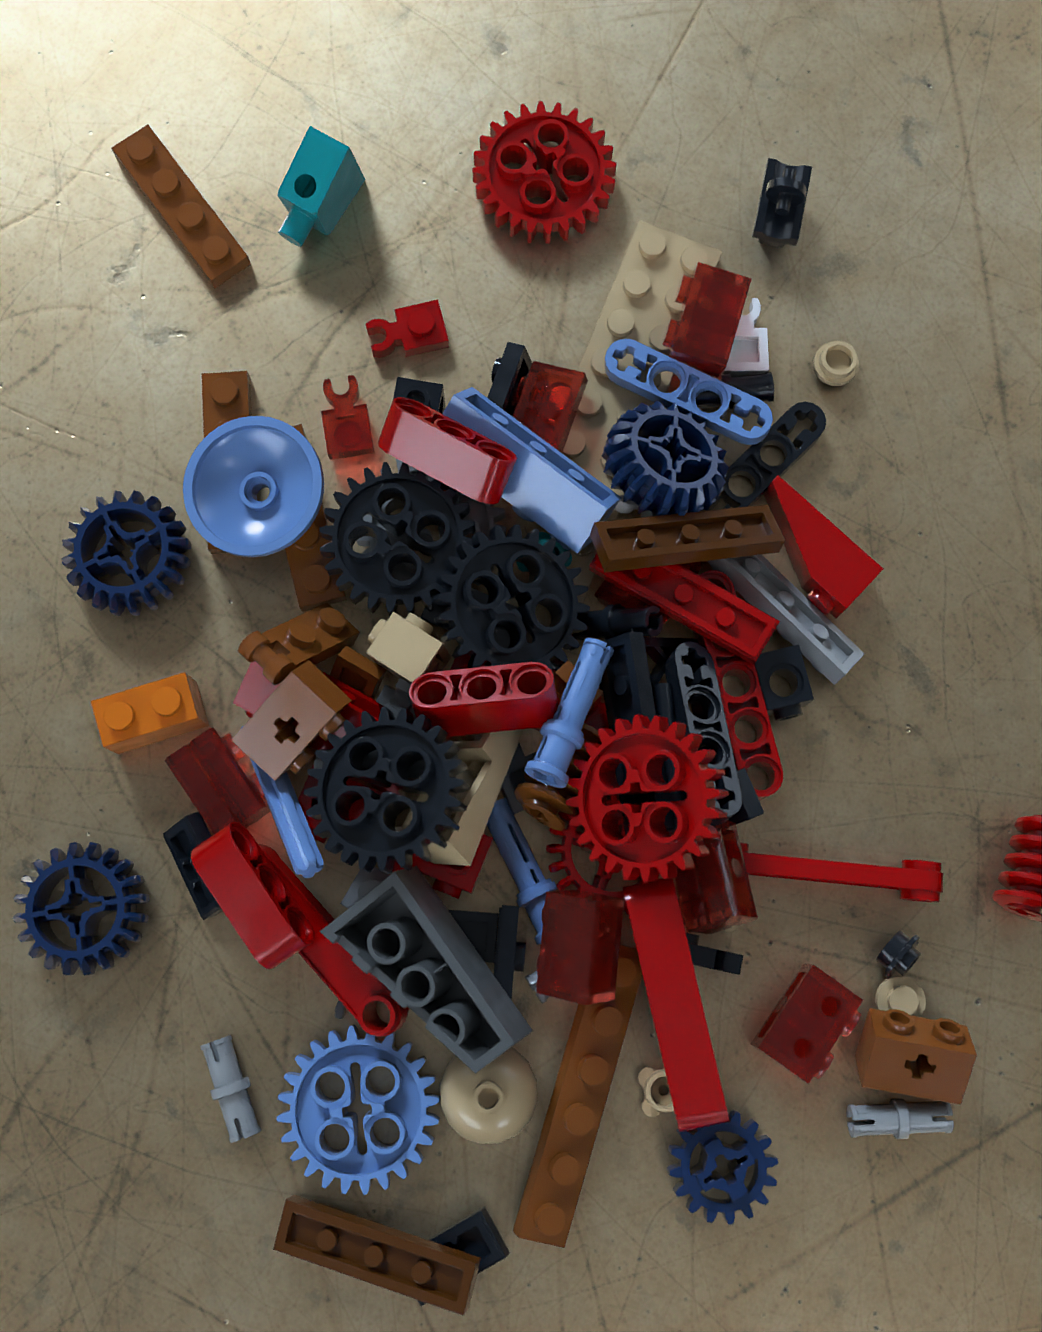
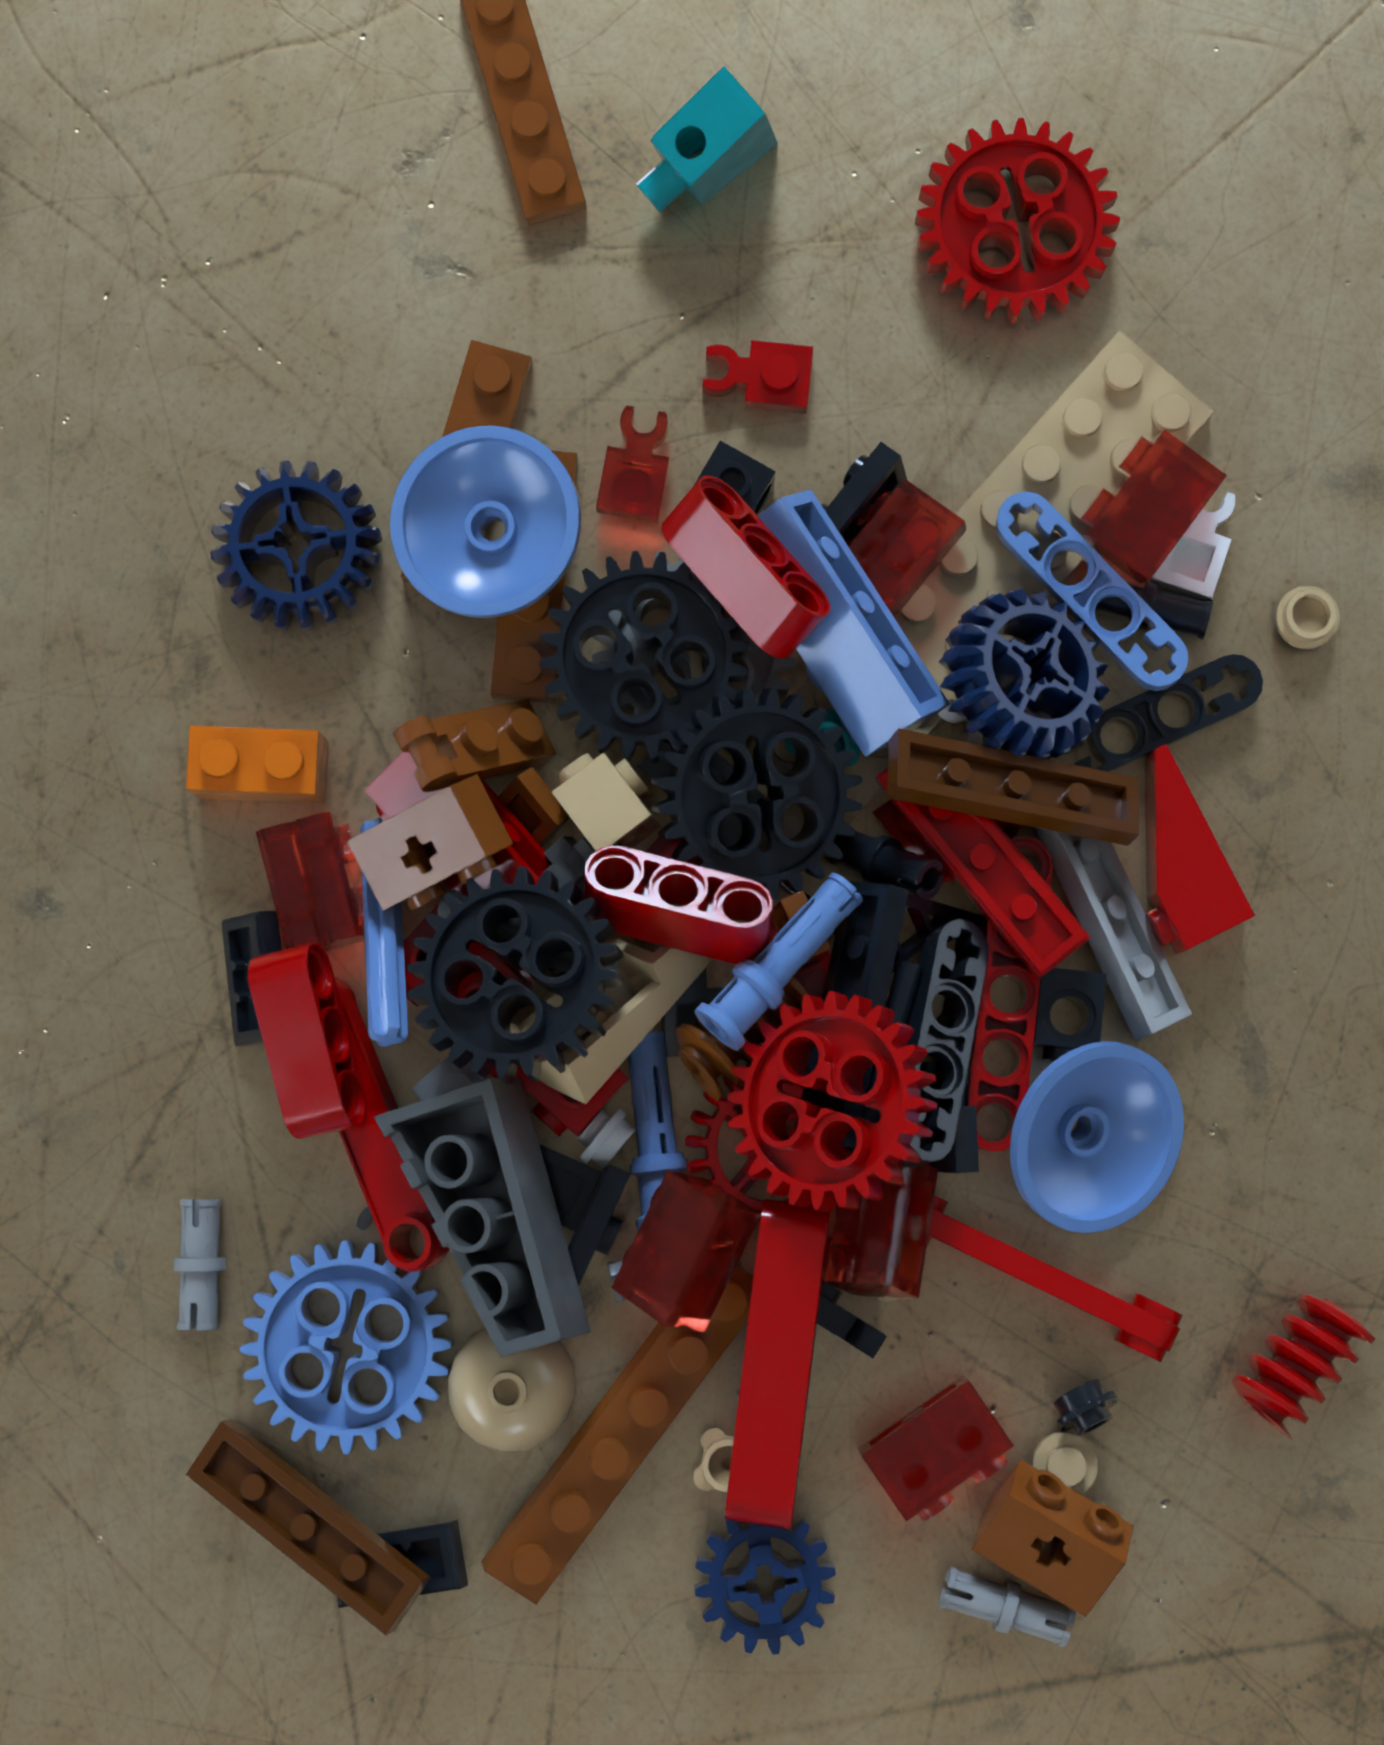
camera: 25 degrees right, 5 degrees up
(83, 927) = (38, 967): dark blue gear -> none
(491, 887) = (605, 1137): none -> white plate
(781, 203) = (1317, 375): black hips -> none
(835, 760) = (1117, 1152): none -> medium blue dish

